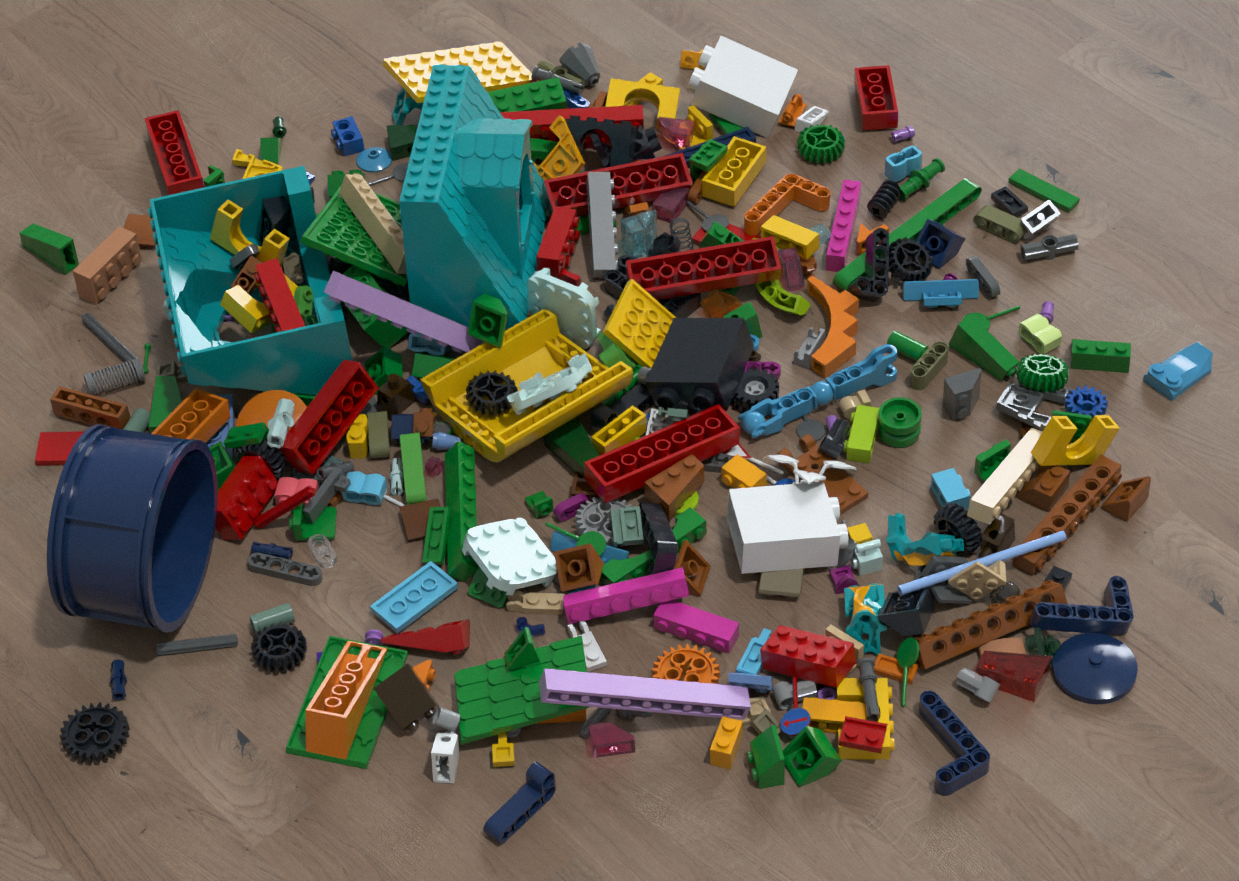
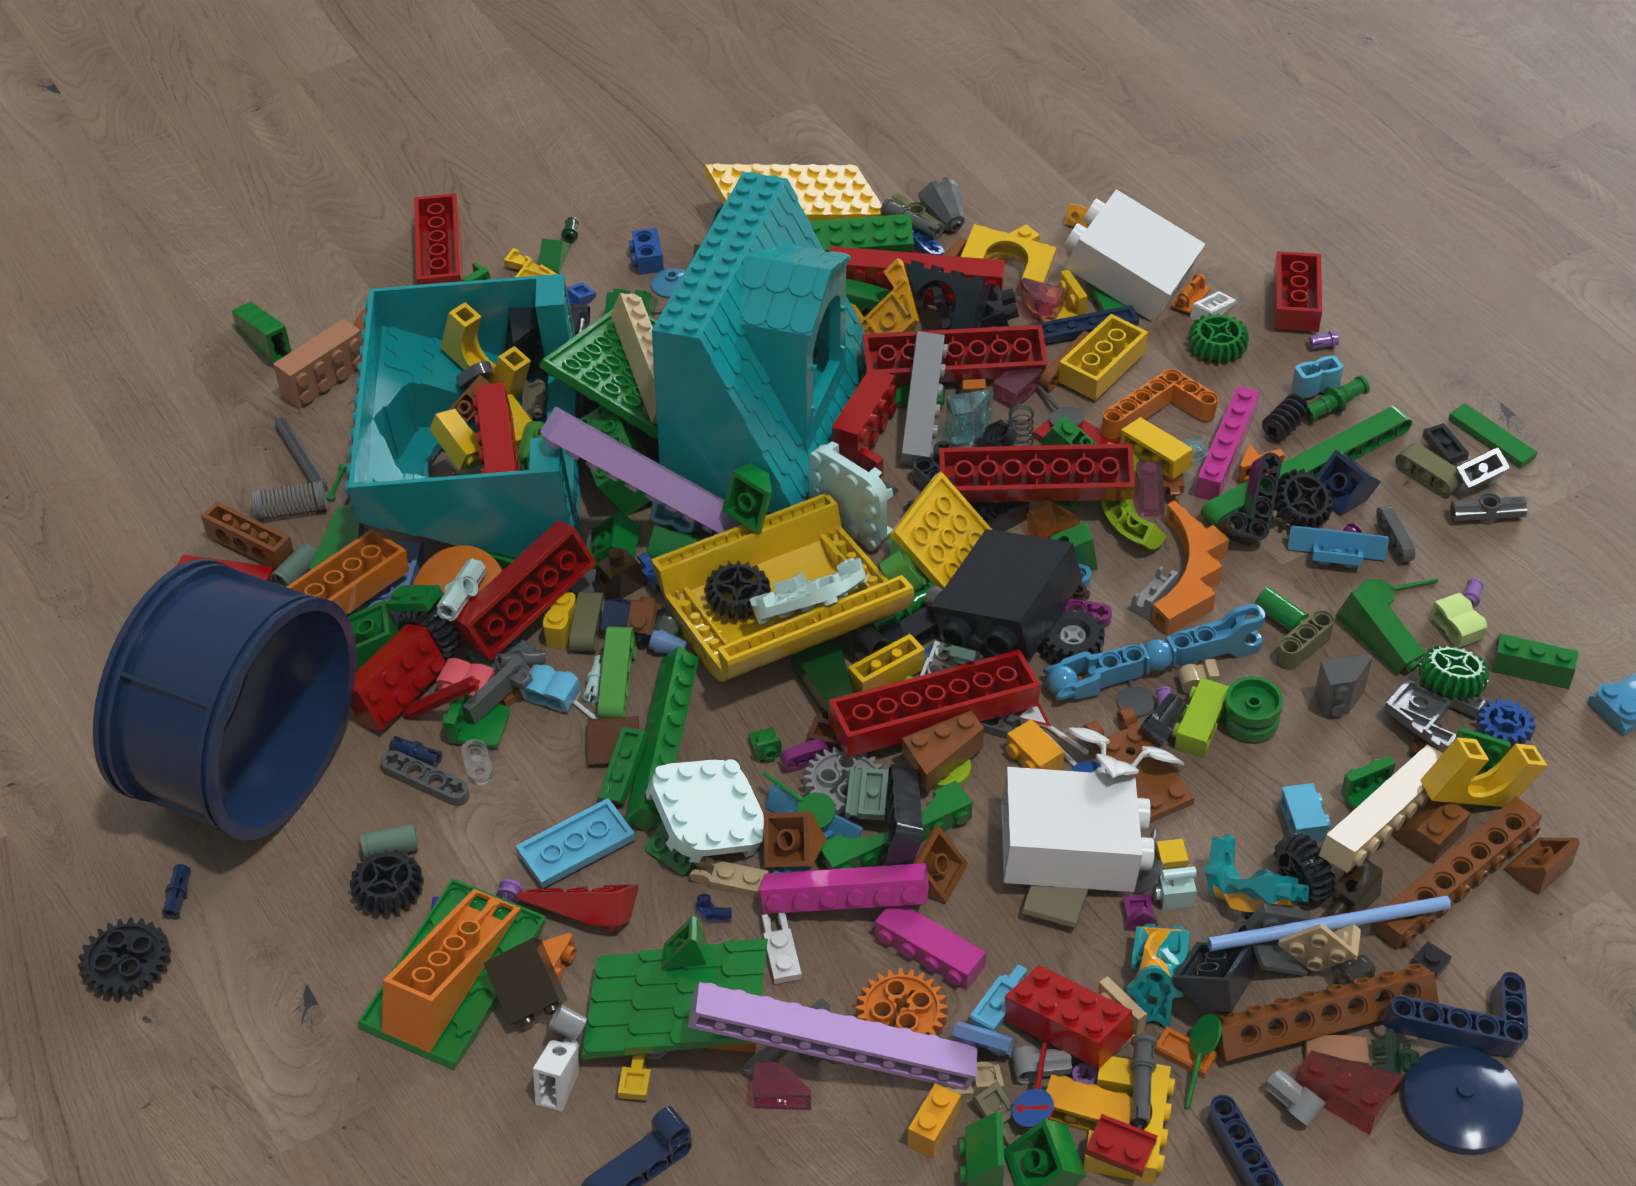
camera: 10 degrees right, 0 degrees up
(196, 644) = (287, 860): dark grey axle -> none
(433, 466) = (645, 673): clear pink plate -> none
(706, 158) = (1070, 335): green bracket -> none

